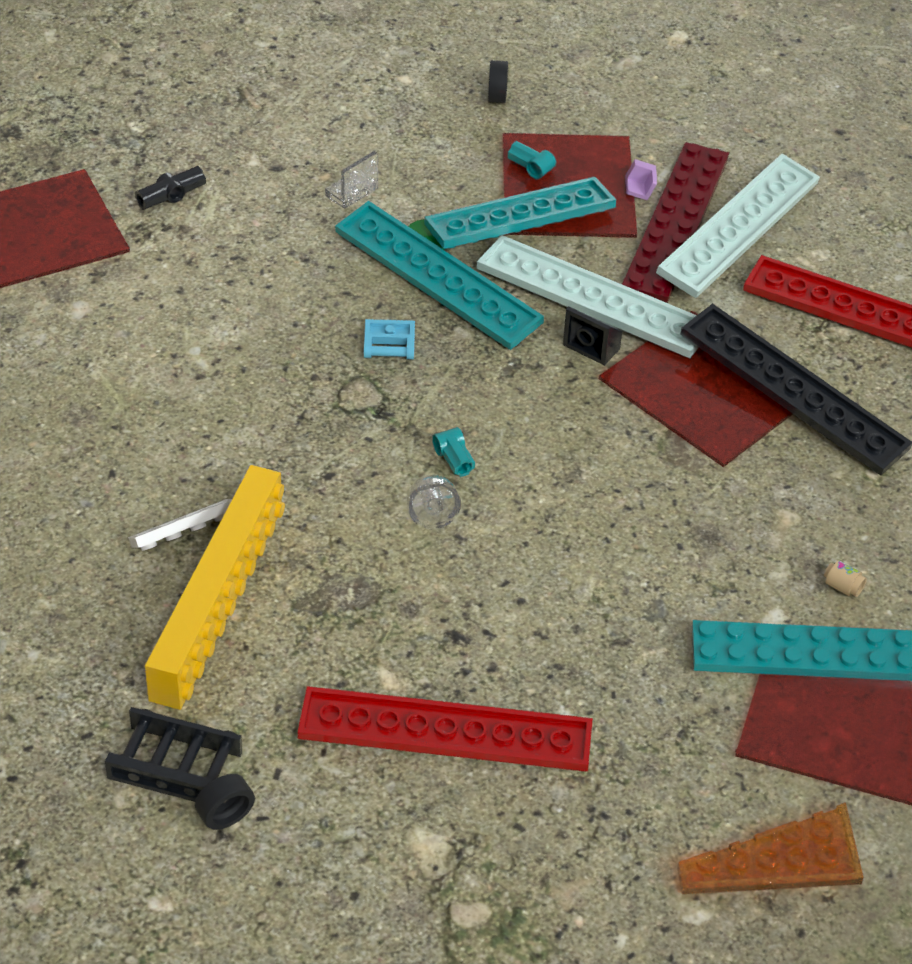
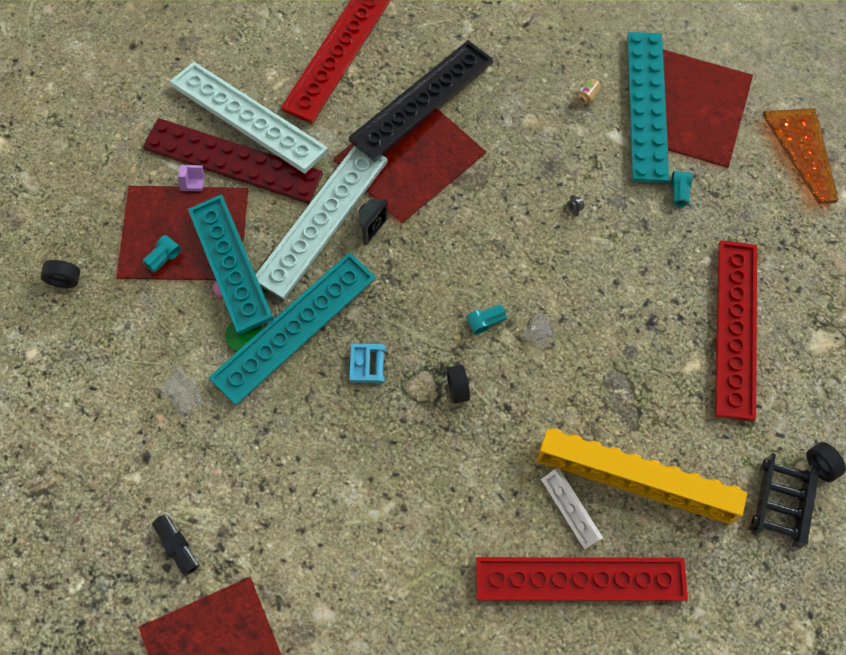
camera: 90 degrees left, 20 degrees up
(89, 534) = (580, 579): none -> red plate
(355, 425) = (458, 384): none -> black tyre
(640, 552) = (575, 204): none -> dark grey plate
(694, 681) = (681, 186): none -> teal piece

